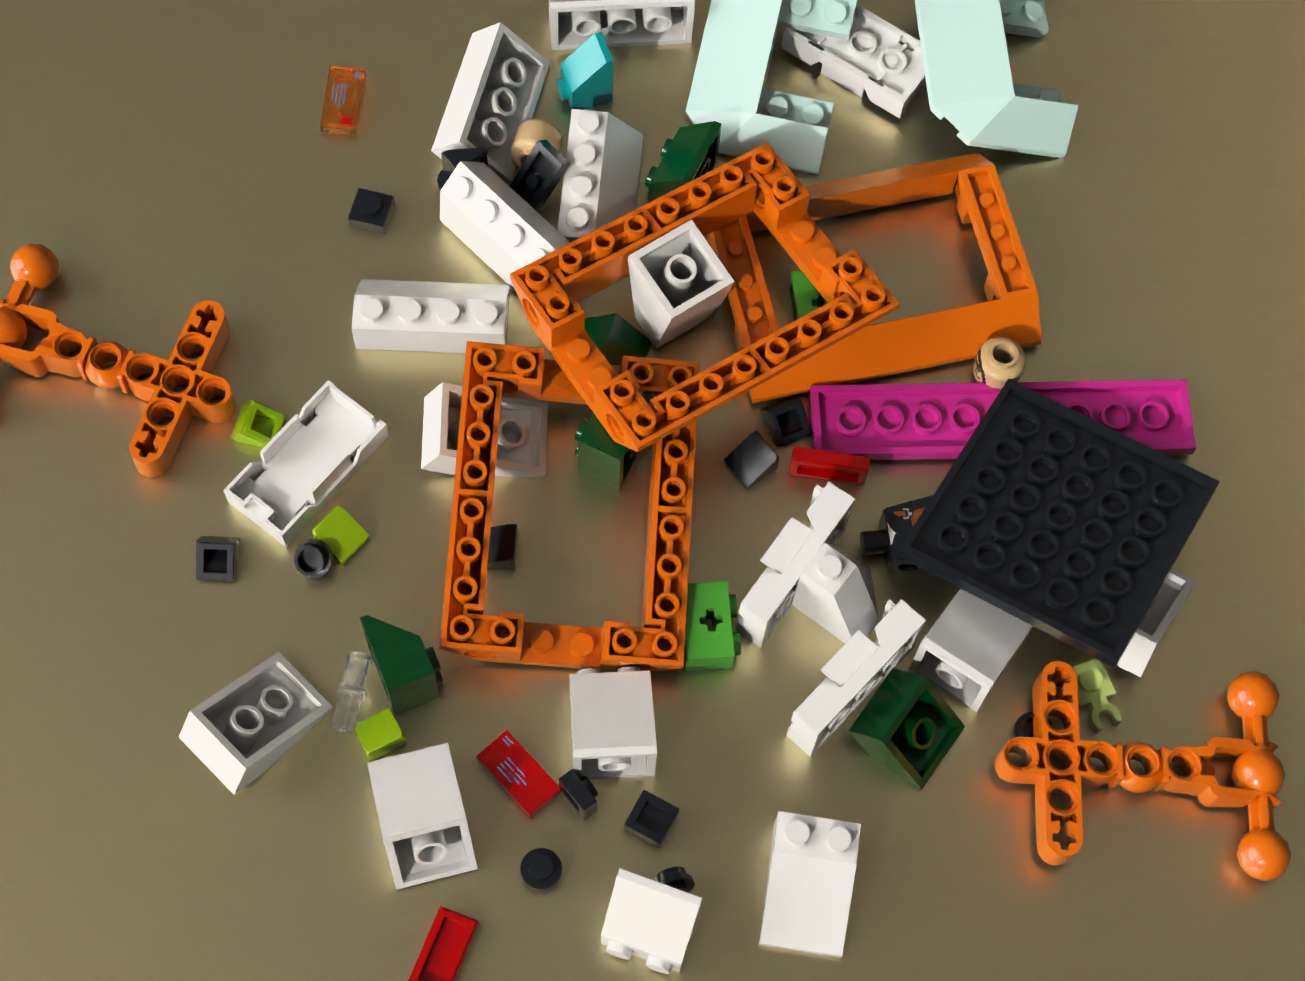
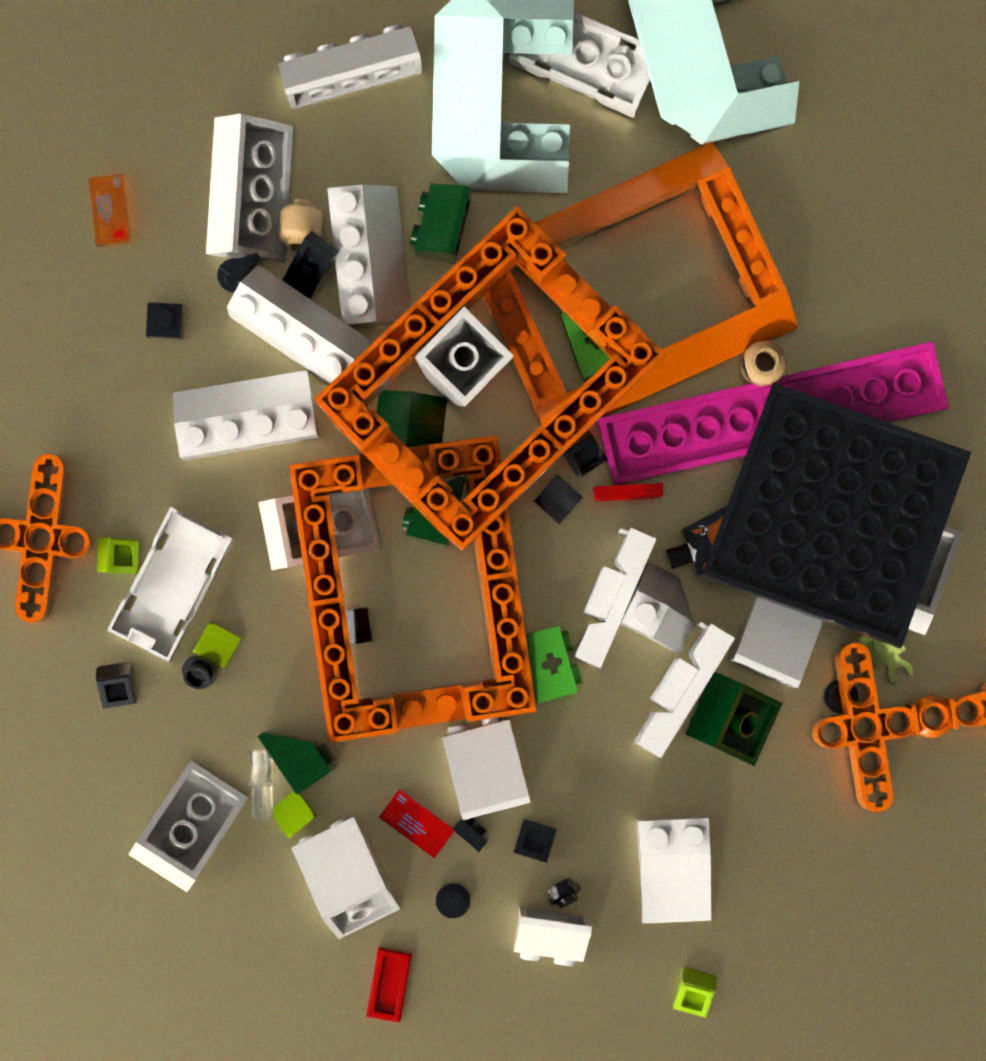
camera: 10 degrees left, 20 degrees up
(587, 75) = (331, 144): teal slope -> none

